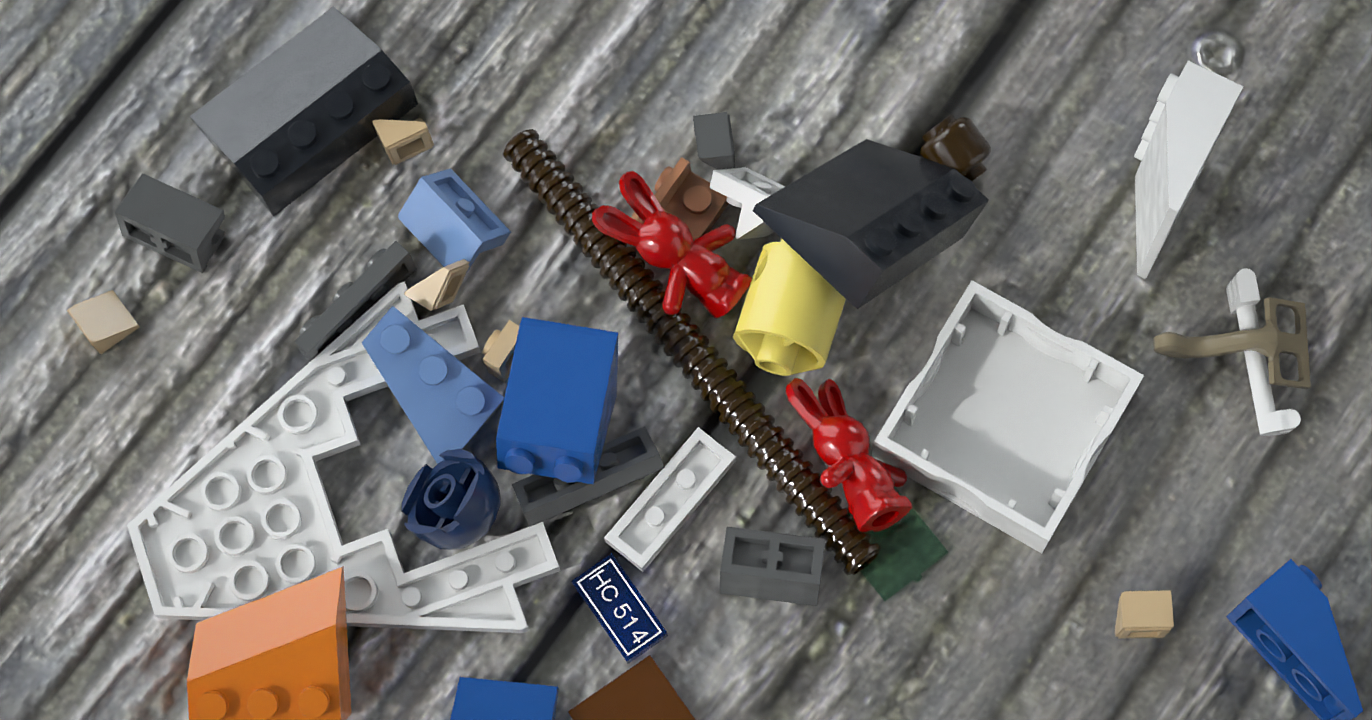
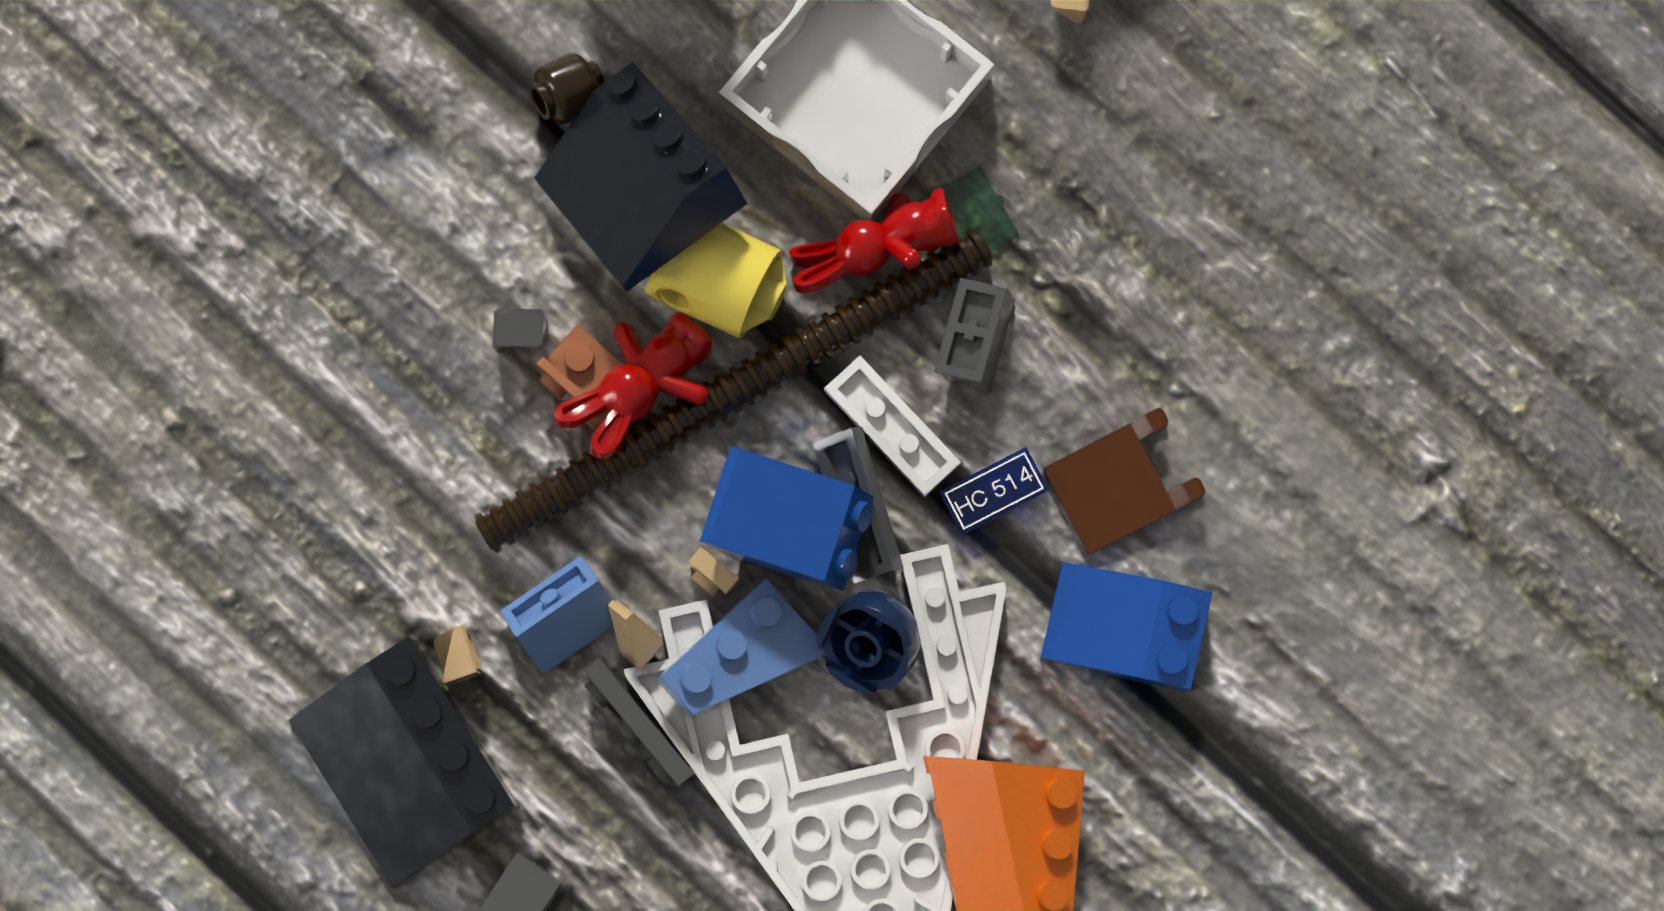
camera: 90 degrees left, 10 degrees up
(744, 190) = (584, 296): white slope -> none

